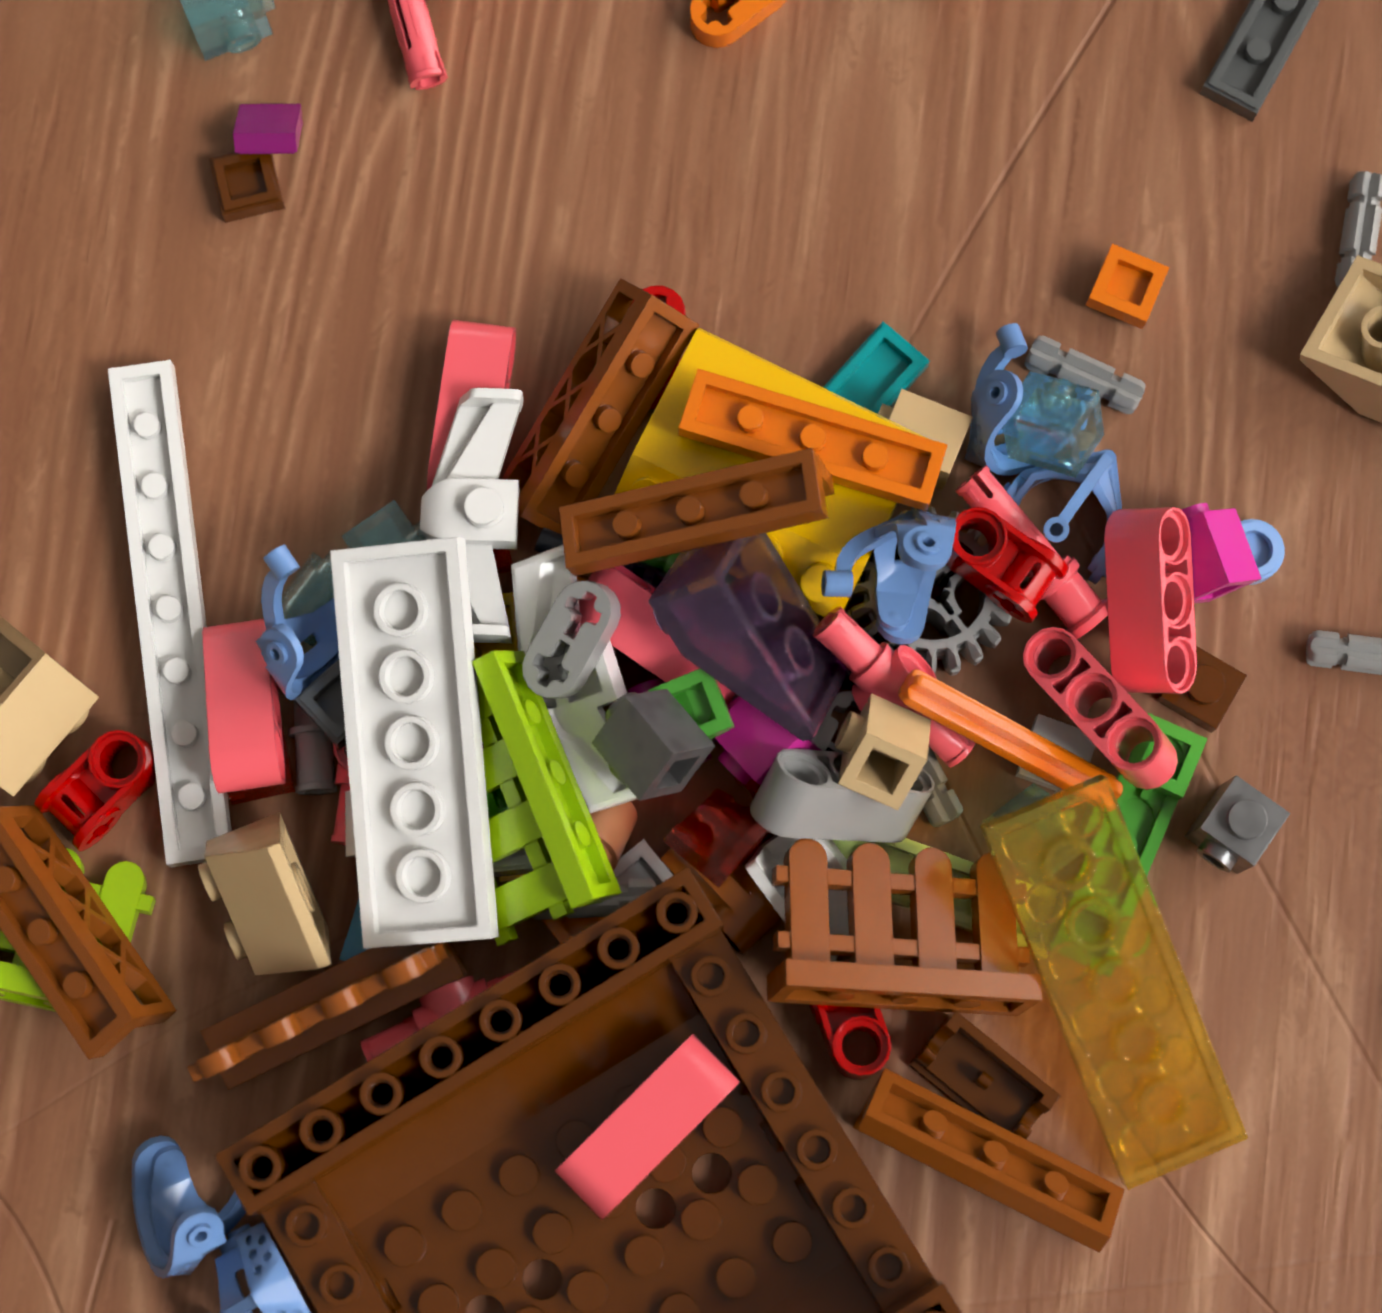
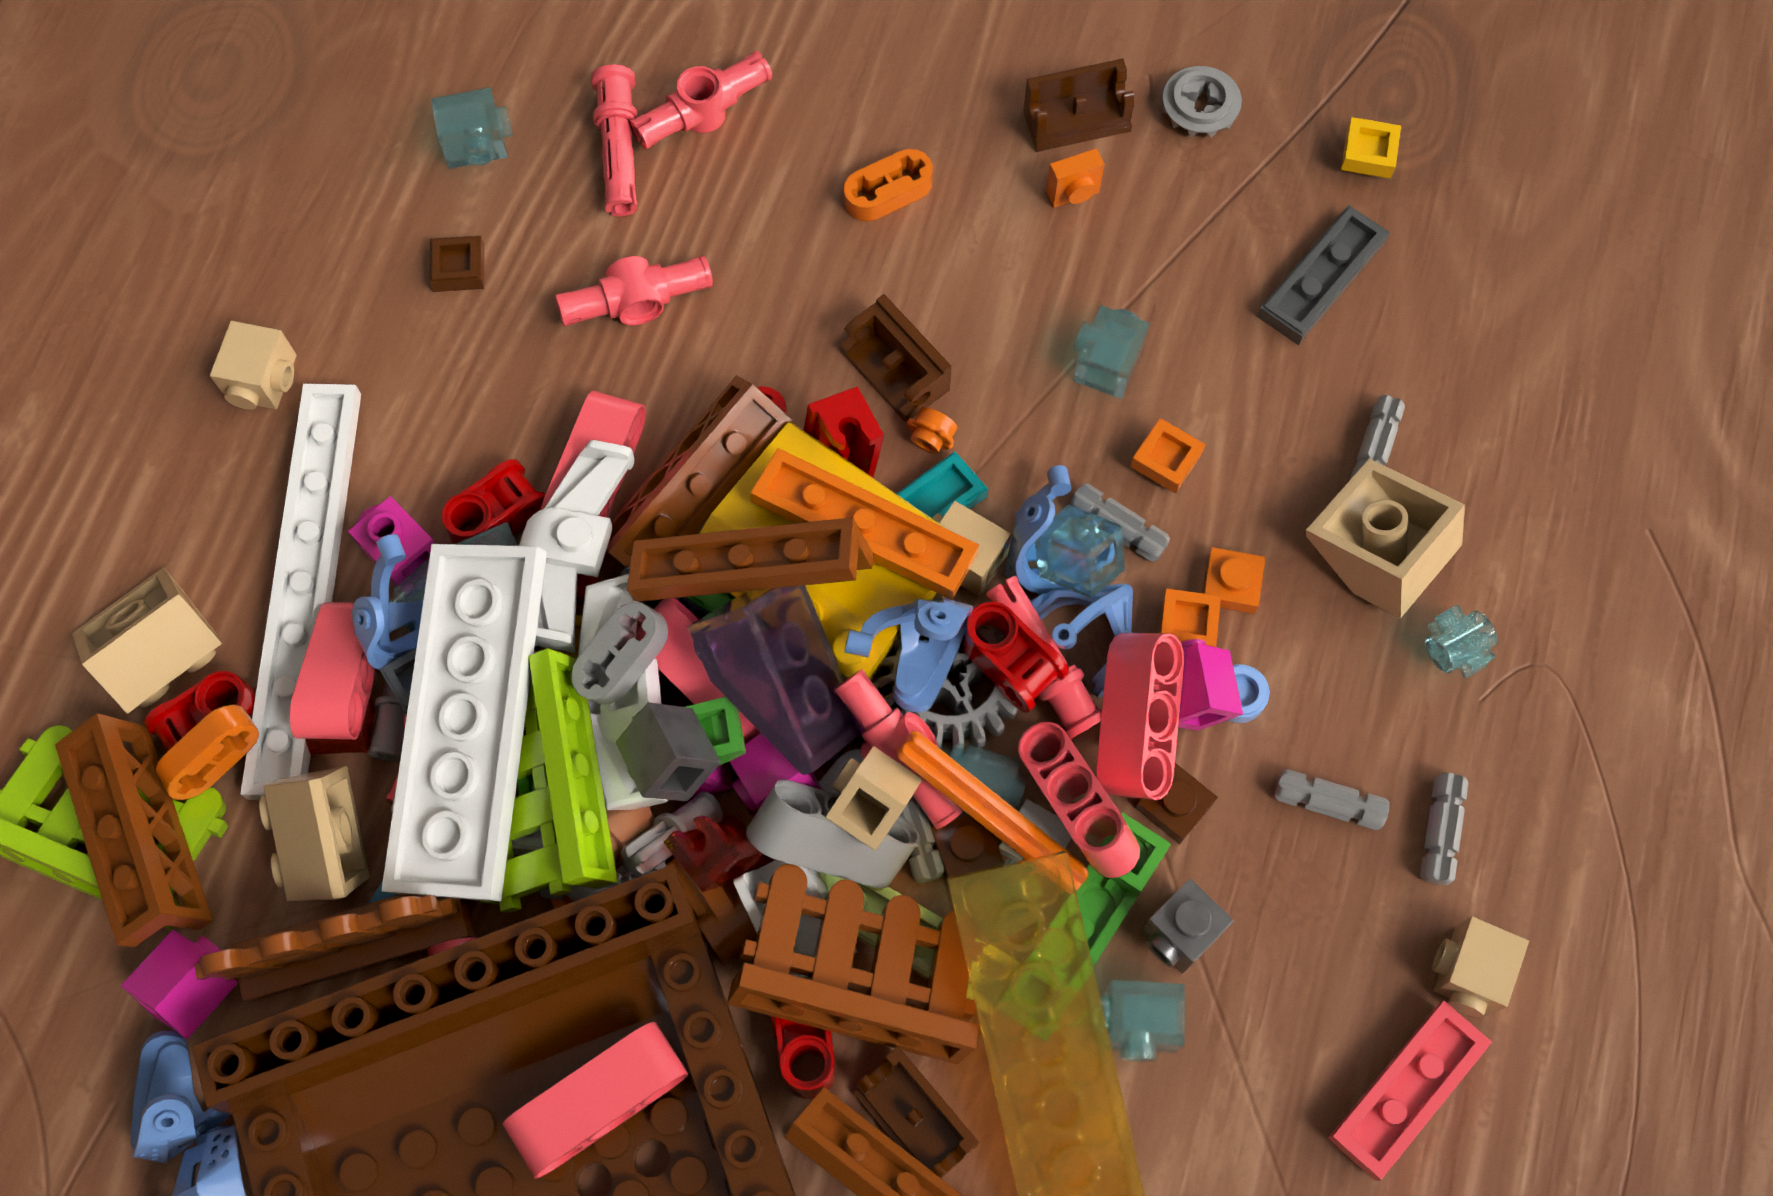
camera: 15 degrees right, 10 degrees down
(43, 356) = (254, 366): none -> tan brick
(119, 825) = (207, 752): none -> orange beam
(155, 1086) = (169, 987): none -> dark pink brick
(254, 530) = (392, 519): none -> dark pink brick
(267, 128) = (482, 222): magenta tile -> none
(375, 472) = (493, 502): none -> red piece
(469, 185) = (634, 290): none -> coral pin
(655, 821) = (649, 850): none -> light grey axle
(766, 325) = (847, 428): none -> red hinge
(794, 220) = (896, 358): none -> reddish brown hinge
(852, 301) = (932, 430): none -> orange plate
(983, 782) = (966, 846): none -> reddish brown plate
(999, 690) = (995, 771): none -> clear light blue brick
(1040, 168) = (1110, 350): none -> clear light blue brick
(1183, 476) = (1190, 615): none -> orange plate
(1210, 931) = (1144, 1018): none -> clear light blue brick
(1223, 421) = (1235, 578): none -> orange plate

